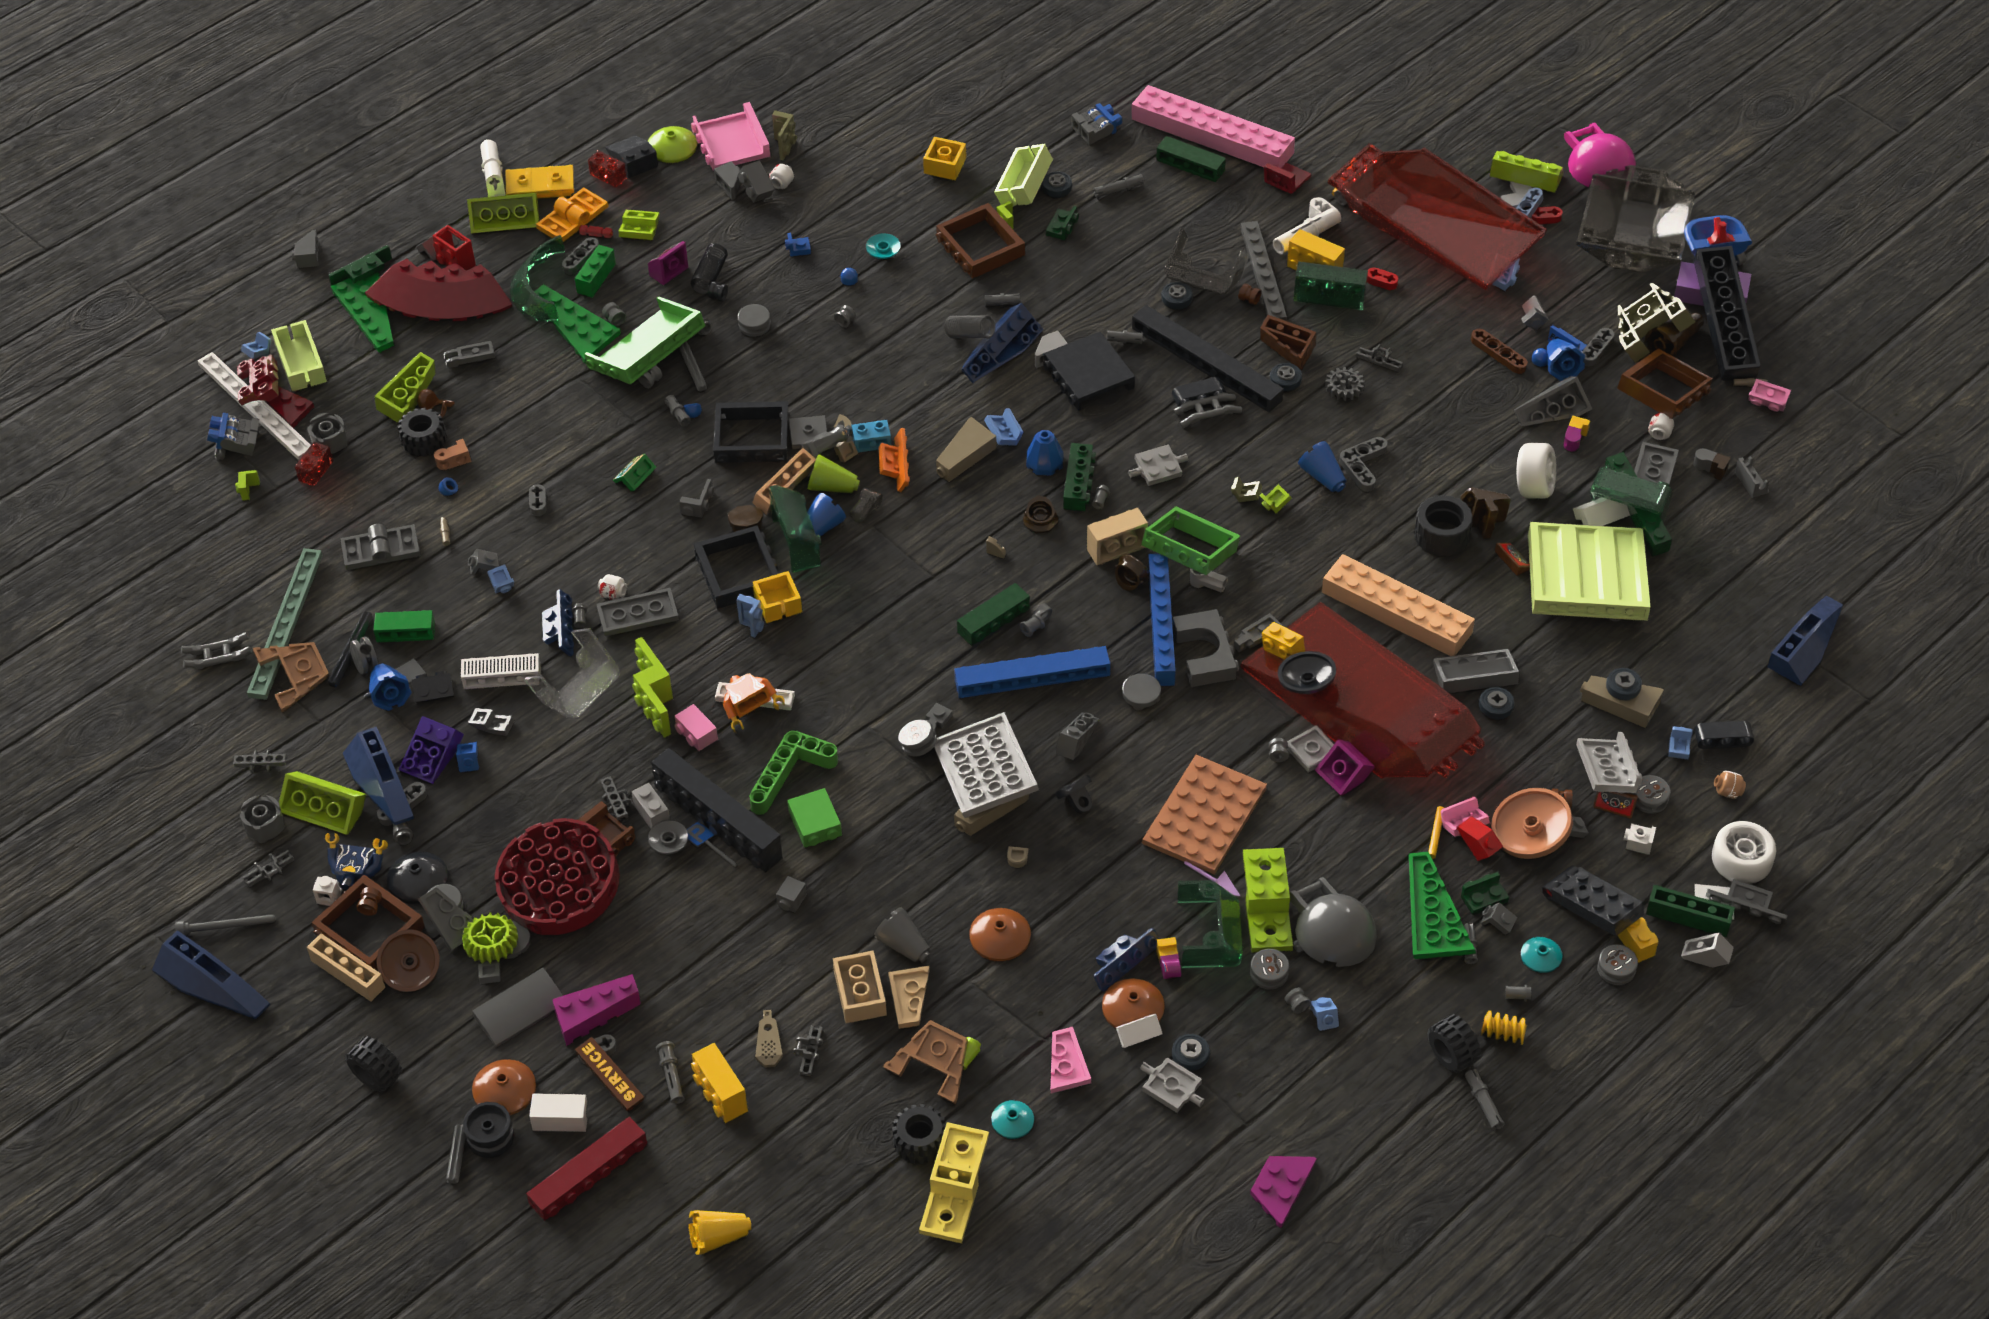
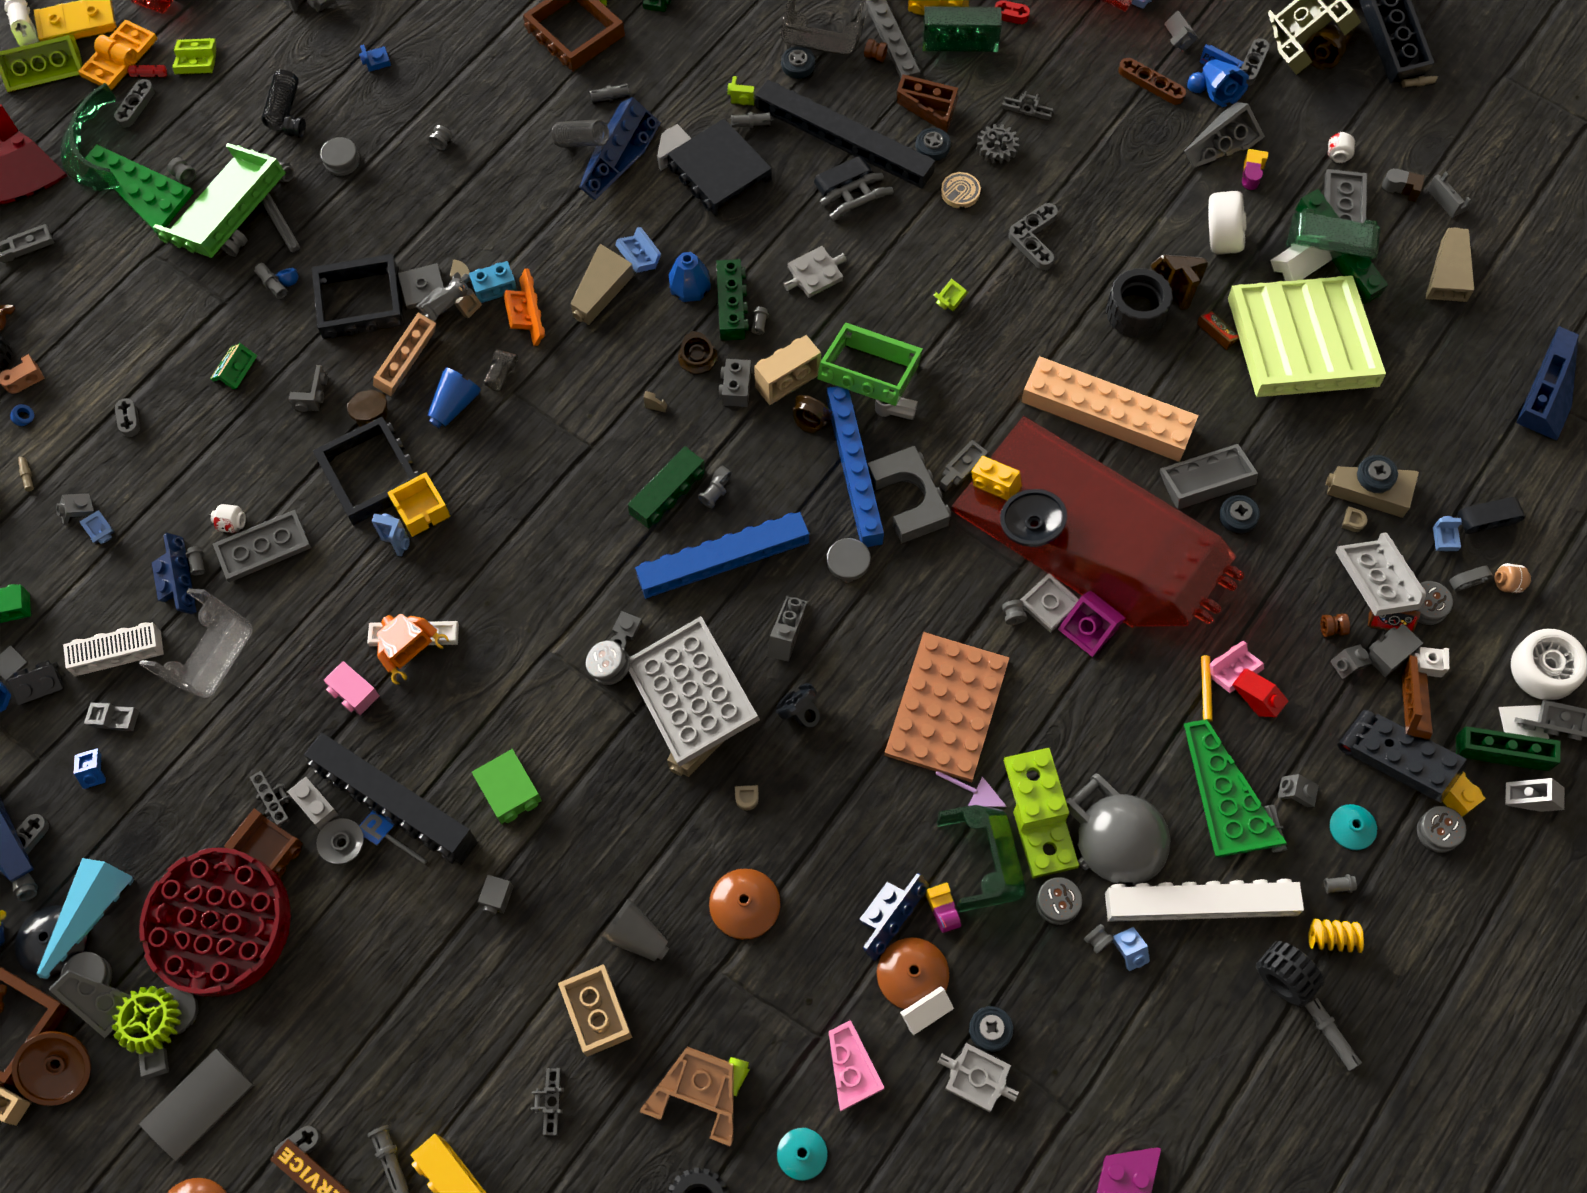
camera: 10 degrees left, 15 degrees up
(430, 750) = (44, 767): dark purple slope -> none
(457, 843) = (90, 894): none -> medium azure wedge
(594, 1006) = (280, 1094): magenta wedge -> none
(595, 271) = (152, 120): green brick -> none
(652, 687) = (291, 647): lime bracket -> none
(669, 263) = (234, 100): magenta slope -> none
(764, 1041) = (498, 1093): dark tan piece -> none
(792, 747) = (462, 723): bright green beam -> none
(803, 543) = (425, 414): clear green windscreen -> none
(831, 477) = (457, 341): lime cone -> none
(849, 276) = (437, 88): blue piece -> none
(883, 246) = (468, 46): teal dish -> none
(908, 994) = (653, 1007): tan wing -> none
(1070, 542) = (736, 382): none -> dark grey brick
(1120, 314) = (741, 94): none -> lime bracket
(1246, 491) = (917, 290): olive bracket -> none
(1303, 417) = (960, 190): none -> tile
(1323, 467) = (996, 250): blue cone -> none
(1395, 986) = (1203, 901): none -> white brick
(1483, 893) = (1276, 761): dark green bracket -> none
(1532, 823) = (1313, 663): nougat dish -> none
(1600, 723) = (1354, 520): none -> dark tan tile
(1608, 825) = (1393, 650): none -> dark grey piece
(1615, 860) = (1416, 700): none -> reddish brown fence
(1672, 366) = (1347, 79): reddish brown window -> none
(1693, 780) = (1471, 578): none -> dark grey beam
(1738, 536) = (1453, 268): none -> dark tan slope
(1769, 395) = (1445, 95): bright pink bracket -> none

